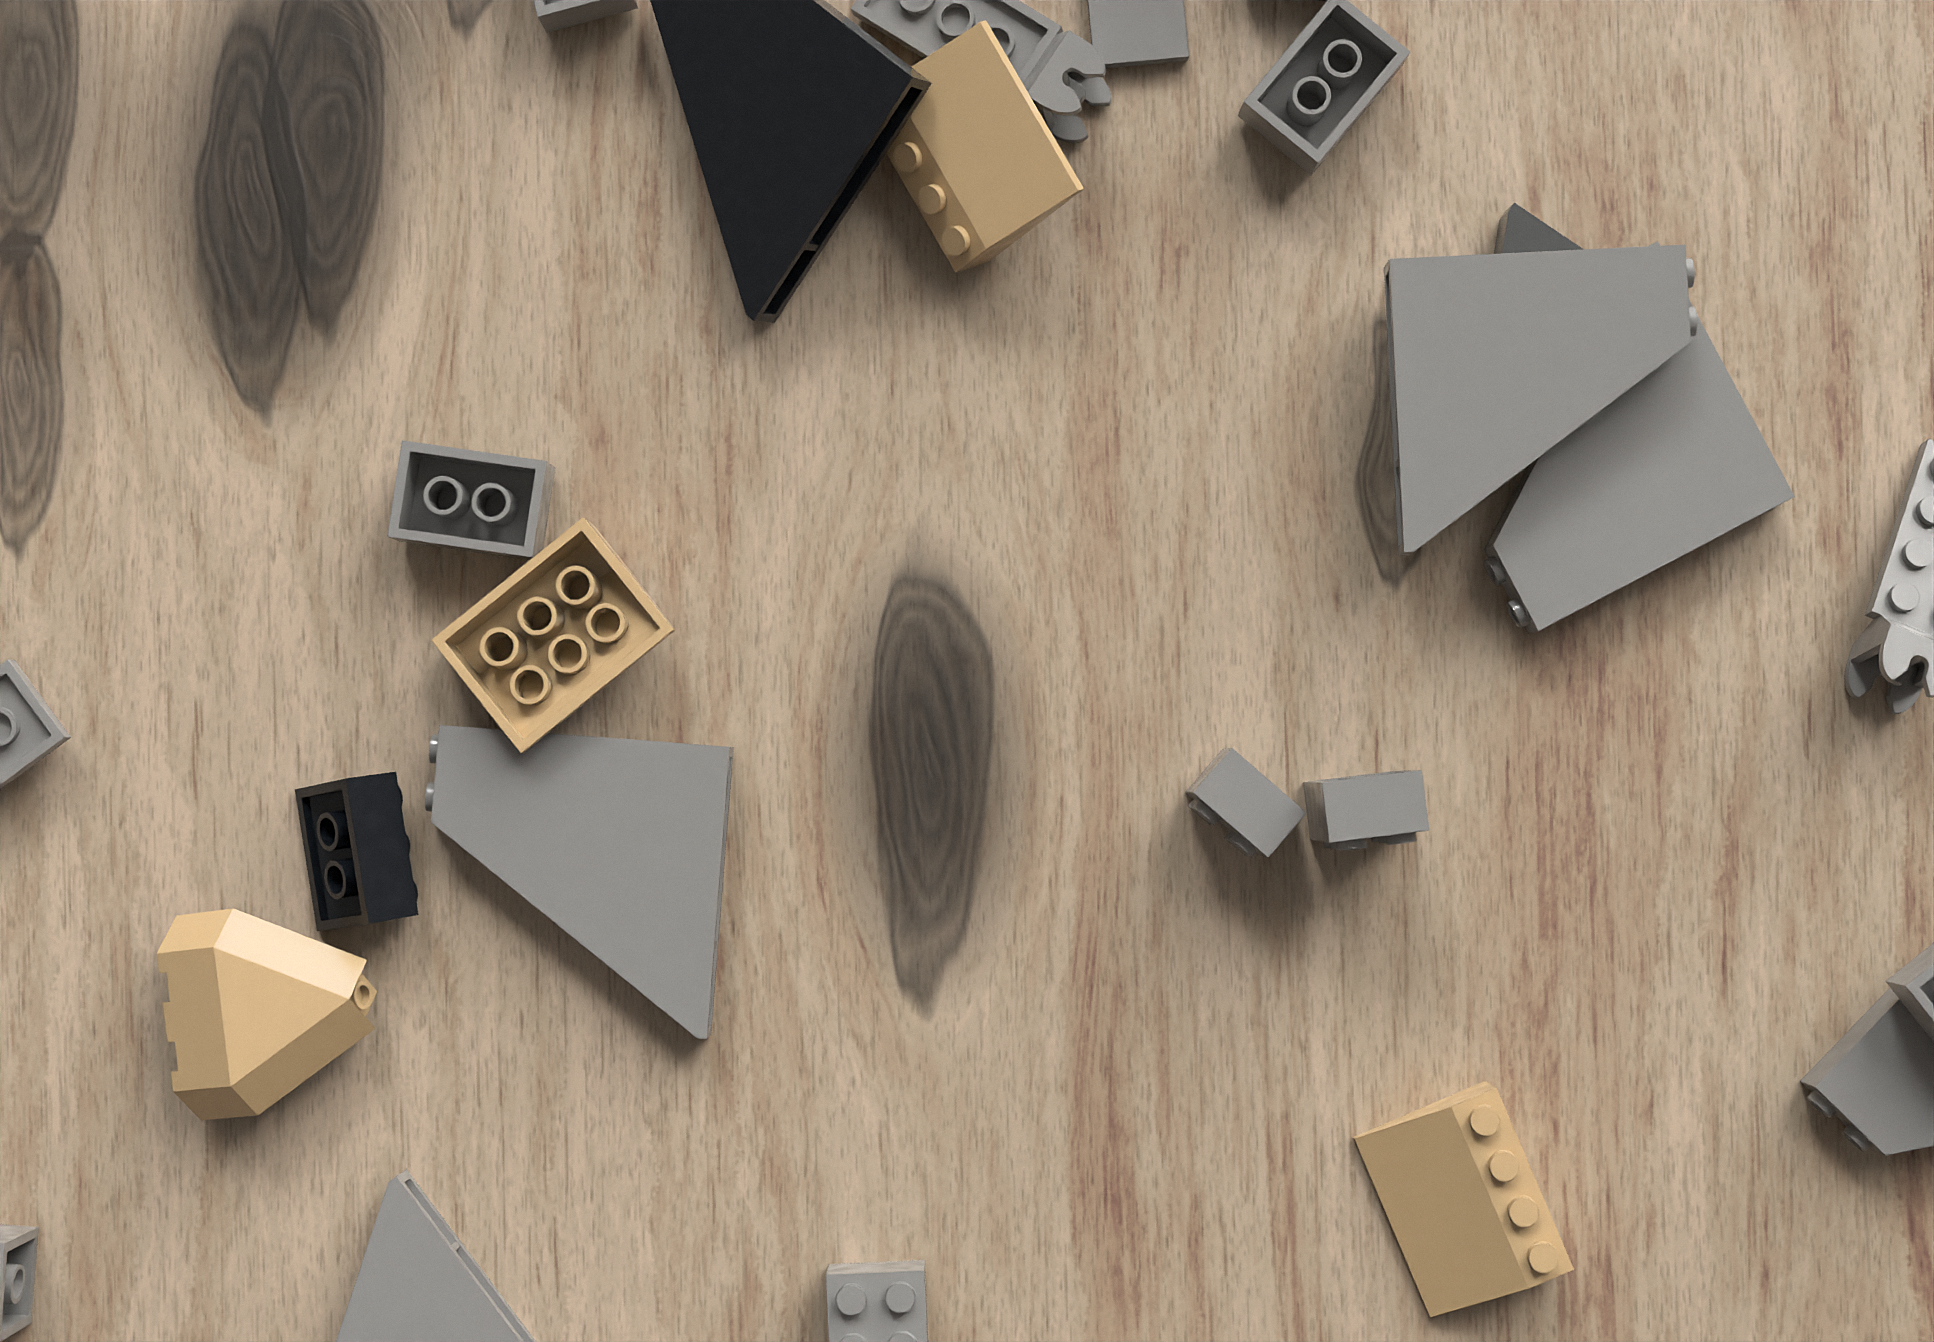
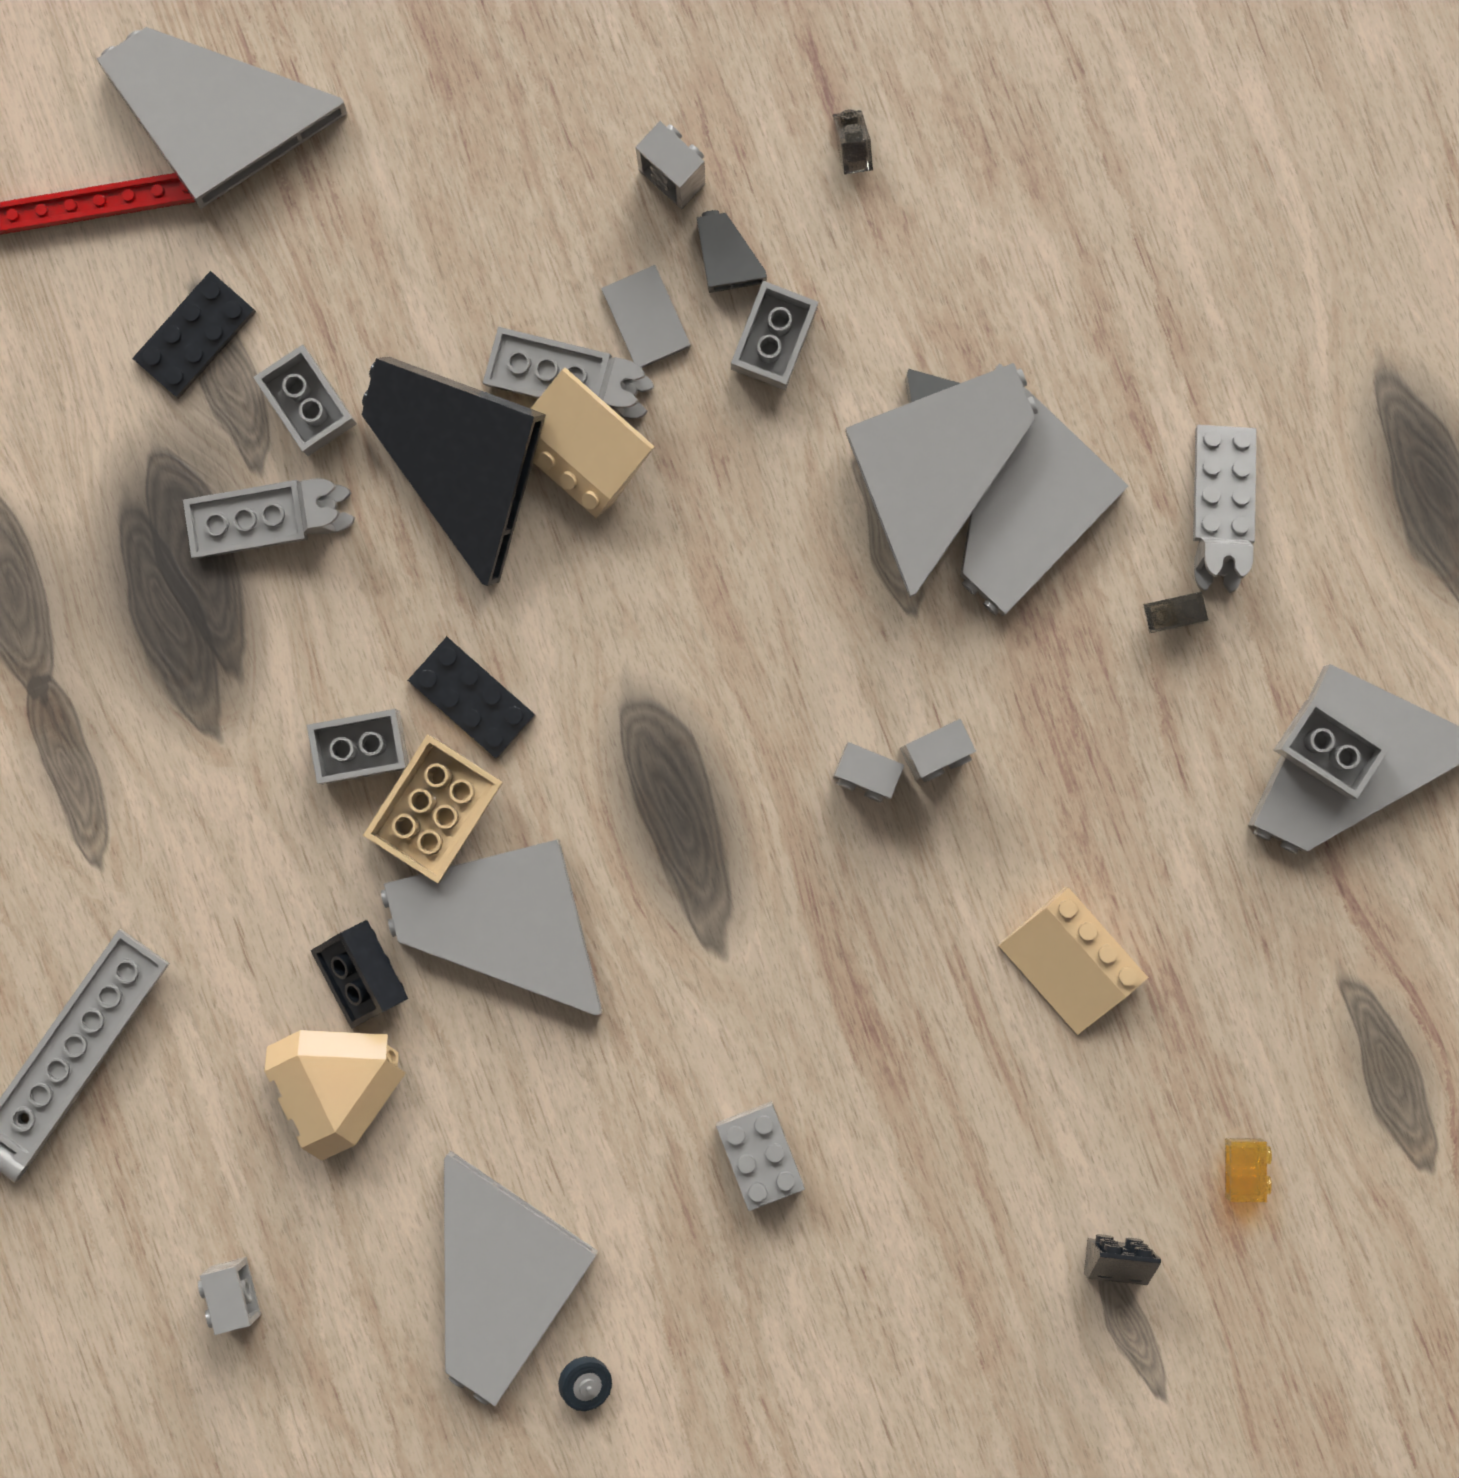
camera: 15 degrees left, 0 degrees up
(448, 100) = (264, 516): none -> light grey hinge
(672, 484) = (471, 697): none -> black plate
(1803, 717) = (1175, 612): none -> clear smoke slope

